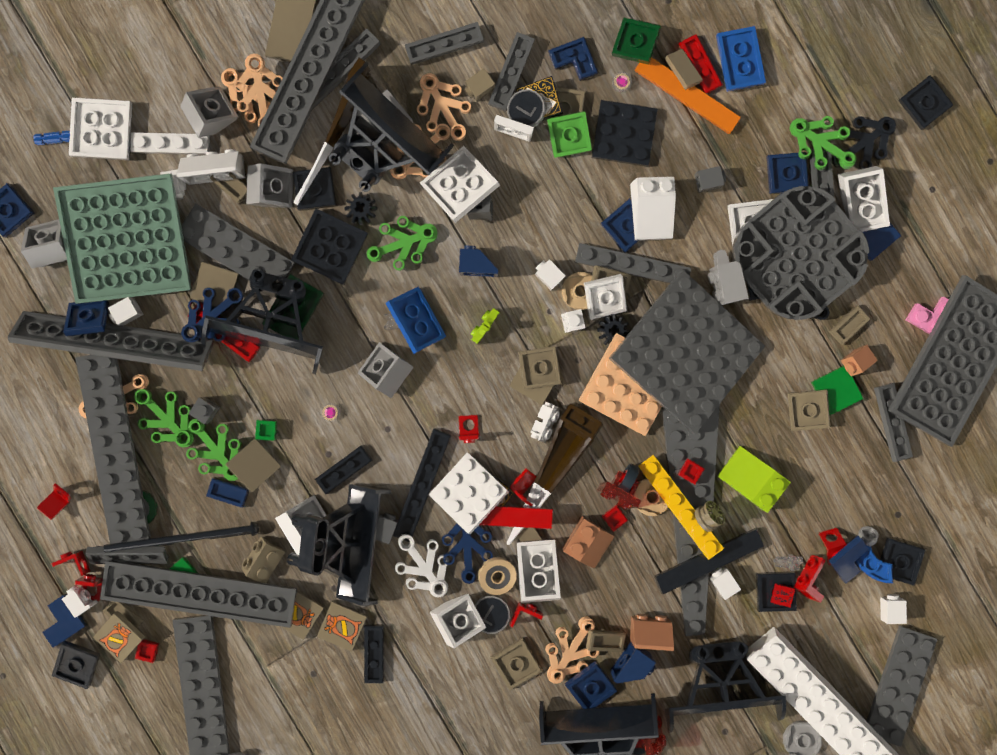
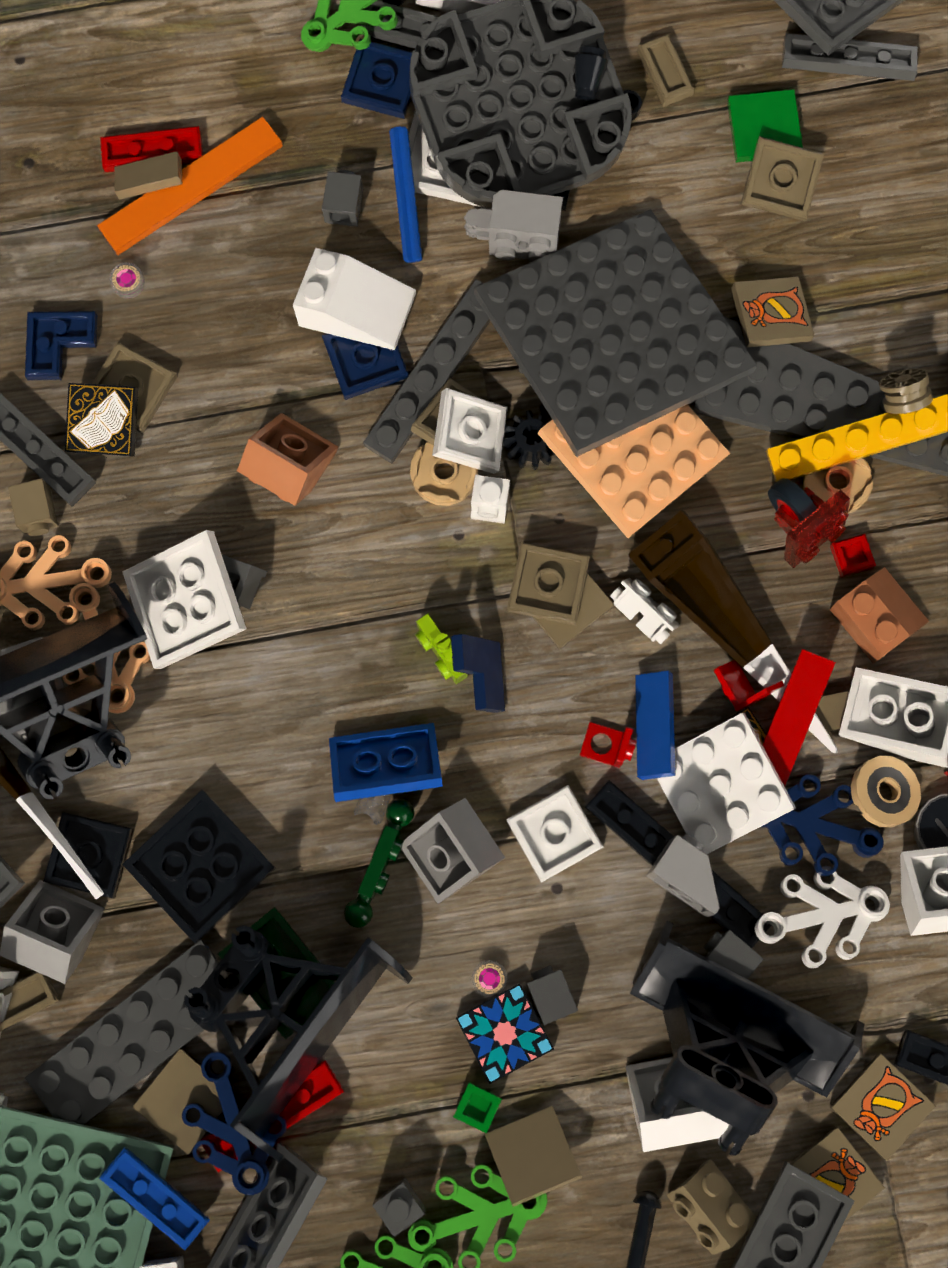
camera: 65 degrees left, 10 degrees down
(162, 290) = (154, 1198): none -> blue tile
(227, 492) = (564, 1225): dark blue tile -> none
(306, 430) = (504, 1033): none -> tile
(333, 446) = (551, 994): none -> dark grey brick
(343, 469) = (600, 995): black tile -> none
(354, 207) = (145, 776): black gear -> none
(393, 336) = (359, 911): none -> dark green plate
(404, 241) = (242, 733): bright green plant -> none
(414, 418) = (554, 833): none -> white tile
(415, 491) = (686, 874): none -> light grey slope
(475, 263) = (329, 621): dark blue slope -> none
(485, 350) = (483, 661): none -> dark blue tile
(486, 448) = (655, 725): none -> blue tile
(513, 128) = (128, 475): white tile -> none
(526, 107) = (105, 444): black tile -> none
(549, 274) = (396, 509): white brick -> none
(555, 206) = (286, 458): none -> nougat slope
(569, 134) = (176, 390): bright green plate -> none
(624, 133) = (212, 306): black plate -> none
(636, 40) = (70, 231): dark green plate -> none
(691, 471) = (817, 398): red tile -> none
(723, 212) = (405, 194): none -> blue axle
(731, 431) = (772, 312): none -> dark tan tile
(740, 58) = (169, 84): blue plate -> none
(753, 479) = (868, 304): lime slope -> none
(828, 285) = (589, 70): none -> black cone
(859, 360) = (729, 72): nougat brick -> none

